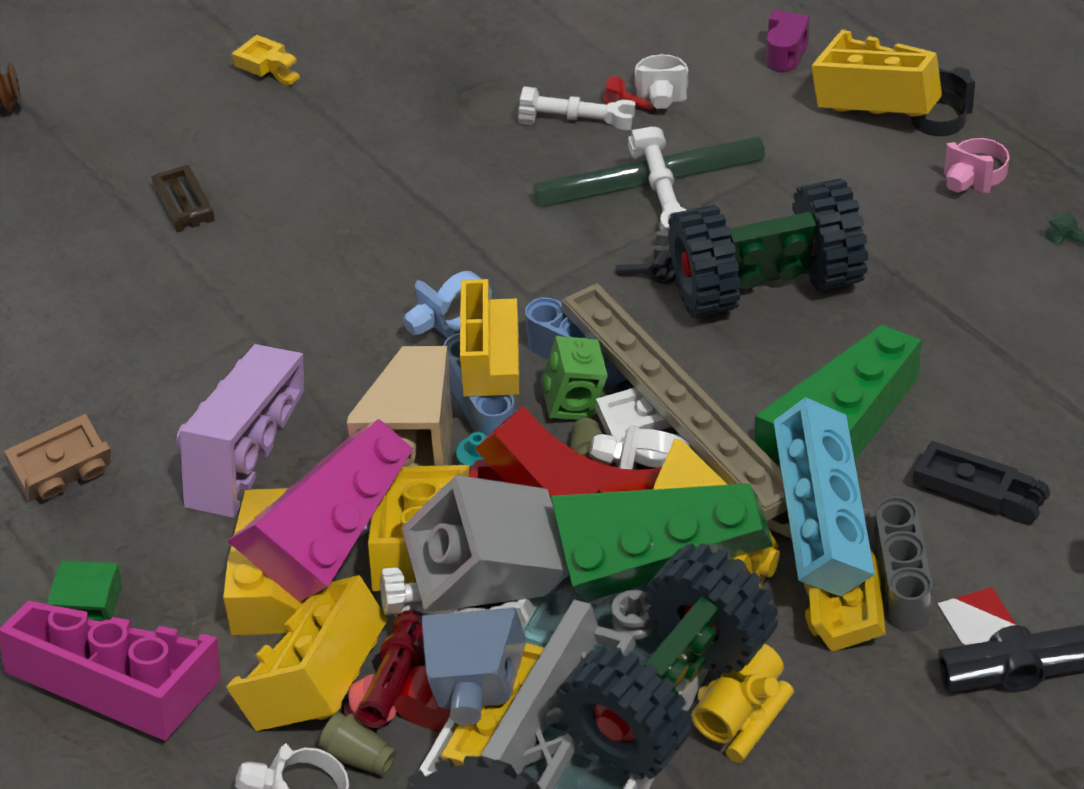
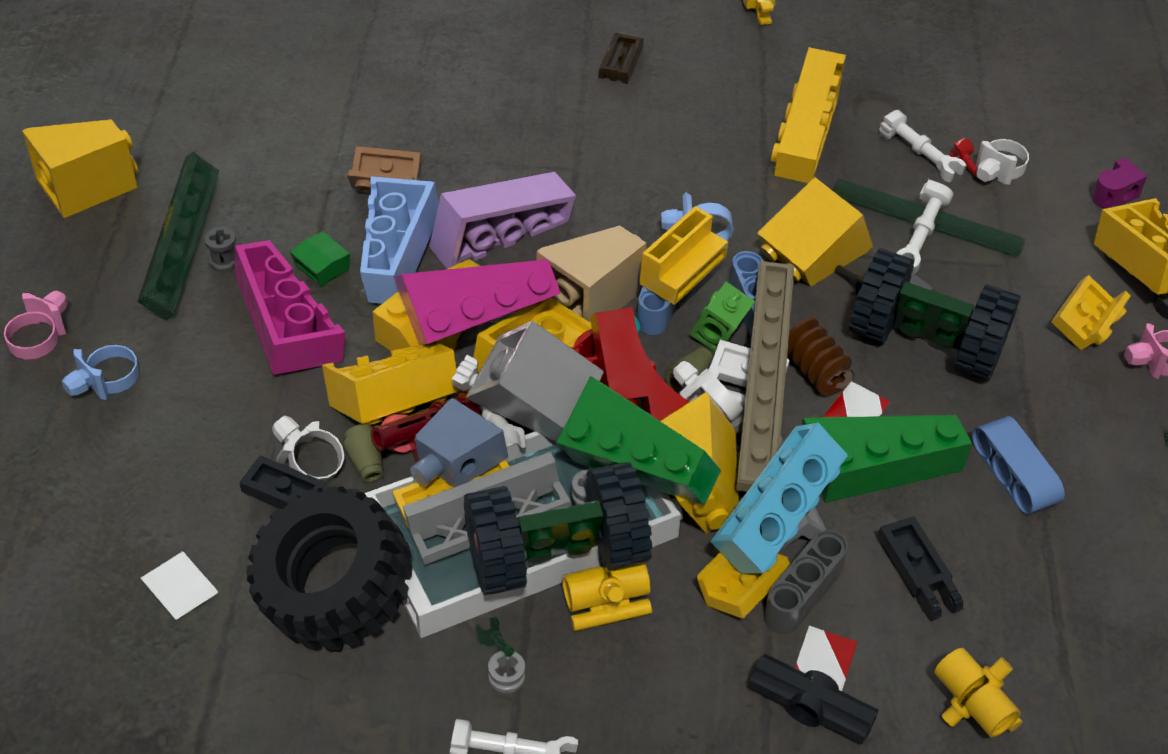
camera: 35 degrees right, 5 degrees up
(147, 511) = (396, 232): none -> light blue wedge
(448, 141) = (808, 116): none -> yellow wedge
(572, 242) = (815, 233): none -> yellow slope
(703, 359) = (819, 357): none -> reddish brown piece
(767, 382) = (857, 402): none -> white sticker
(885, 170) = (1089, 313): none -> yellow bracket
(967, 338) = (1018, 465): none -> medium blue beam

